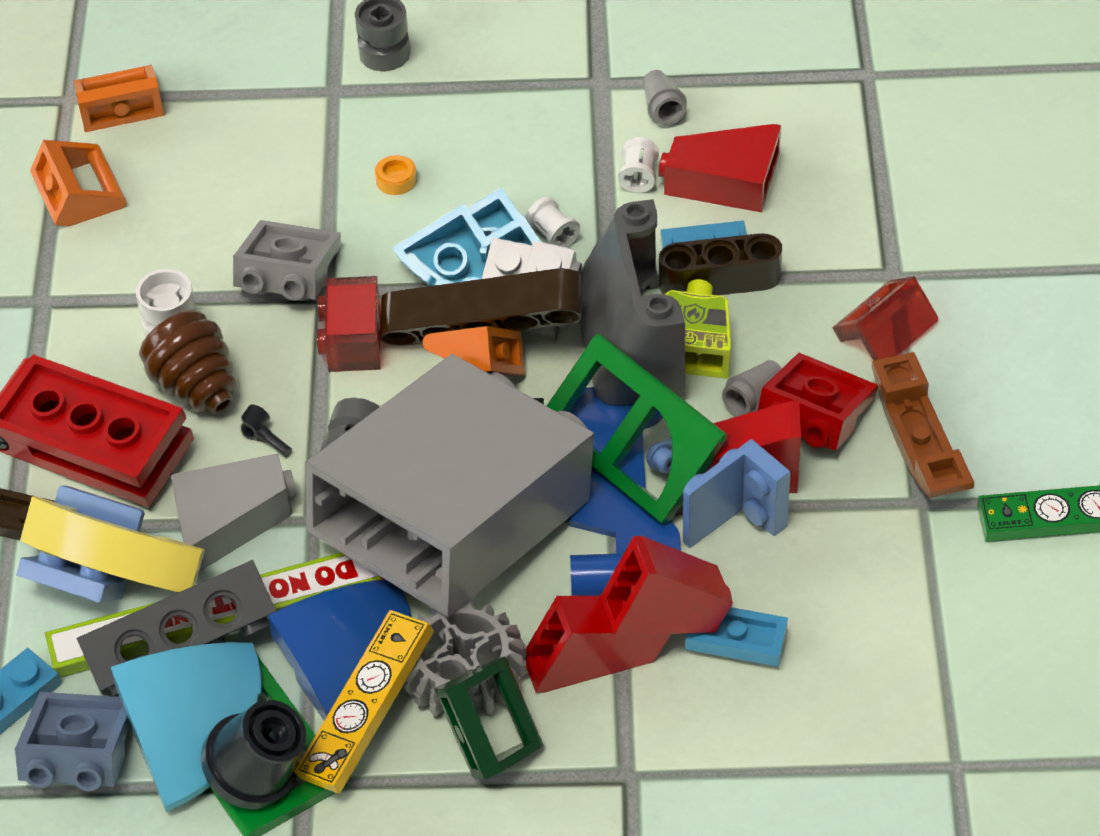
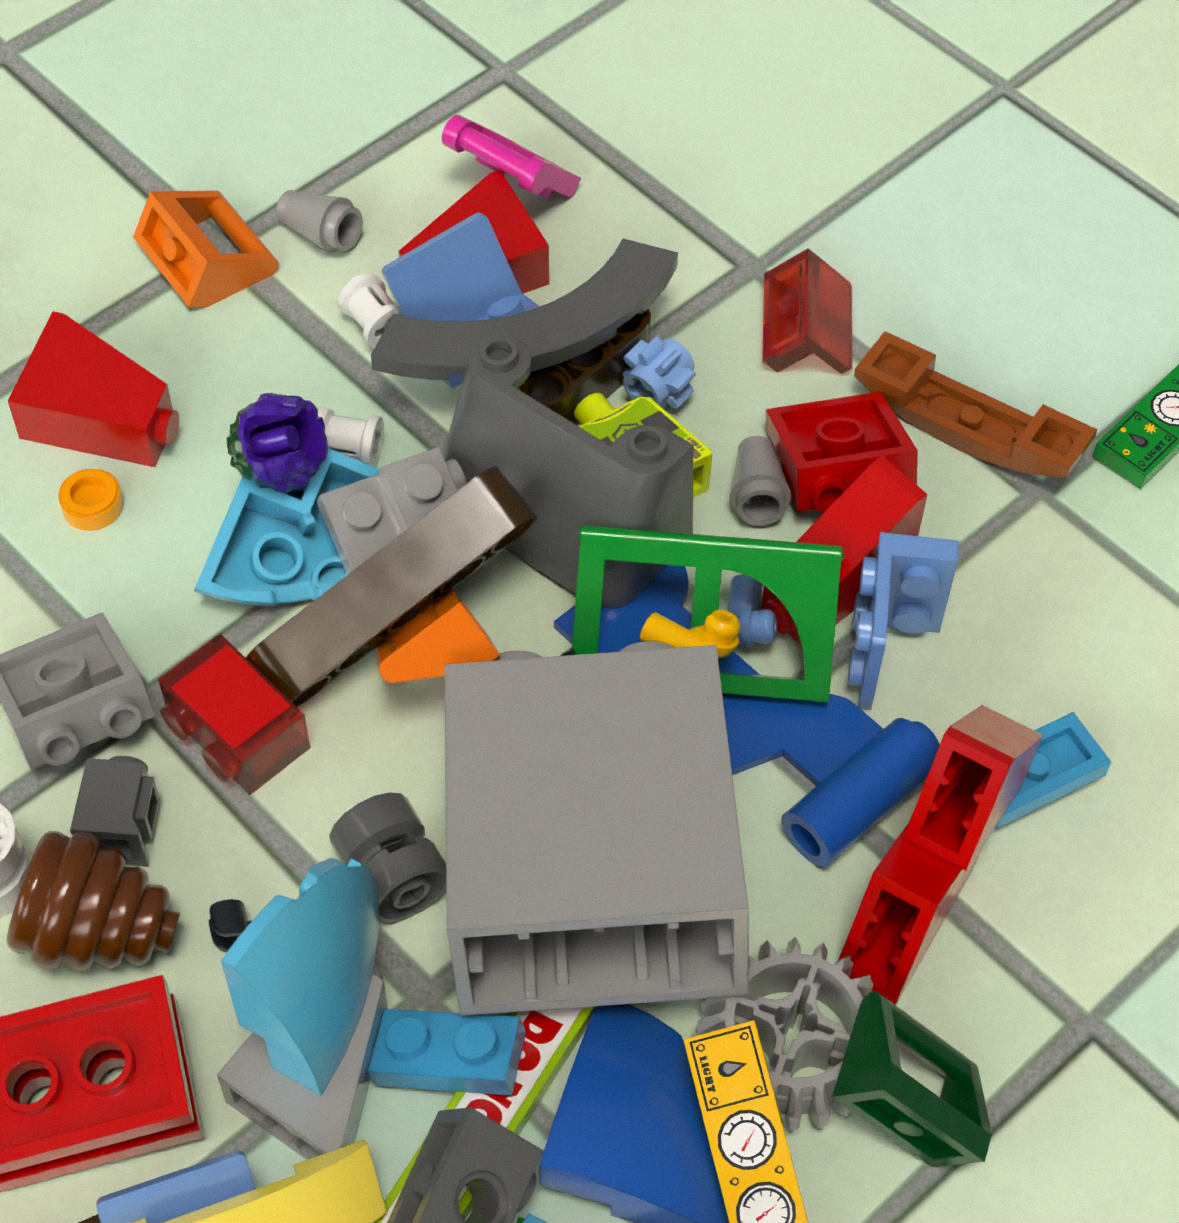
camera: 45 degrees left, 5 degrees up
(243, 441) = (307, 970): none -> medium azure brick
(252, 330) = (118, 805): none -> dark grey window
(291, 547) = (447, 1051): none -> dark azure plate
(440, 119) = (91, 398): none -> red slope
(492, 194) = (278, 442): none -> dark purple piece
(566, 90) = (186, 255): none -> orange tile
(608, 439) = (719, 630): none -> yellow arm
(684, 180) = (457, 278): none -> medium blue bracket
(709, 229) = (551, 332): none -> dark grey tile
(756, 294) = (659, 372): none -> light blue gear
(800, 123) = (500, 153): none -> dark pink plate

